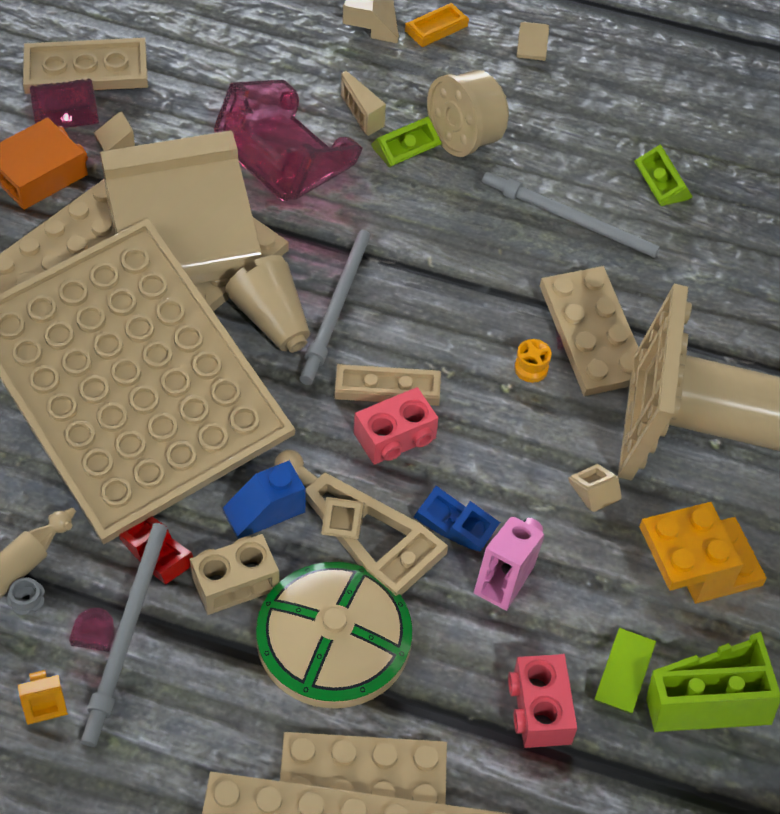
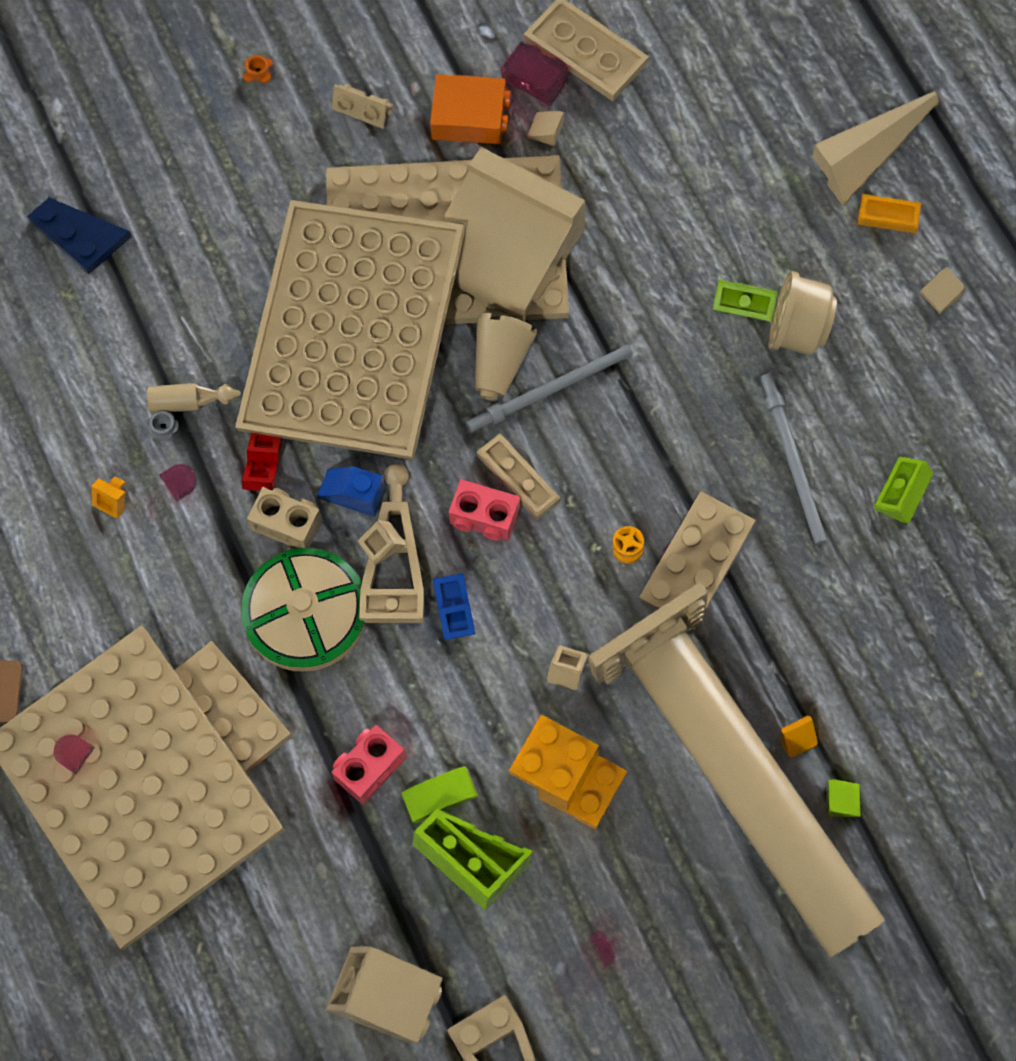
camera: 55 degrees right, 15 degrees up
(102, 703) = (137, 530): light grey bar -> none
(276, 144) = (651, 224): clear pink windscreen -> none
(363, 104) = (741, 249): tan slope -> none
(516, 545) = (448, 662): bright pink torso -> none

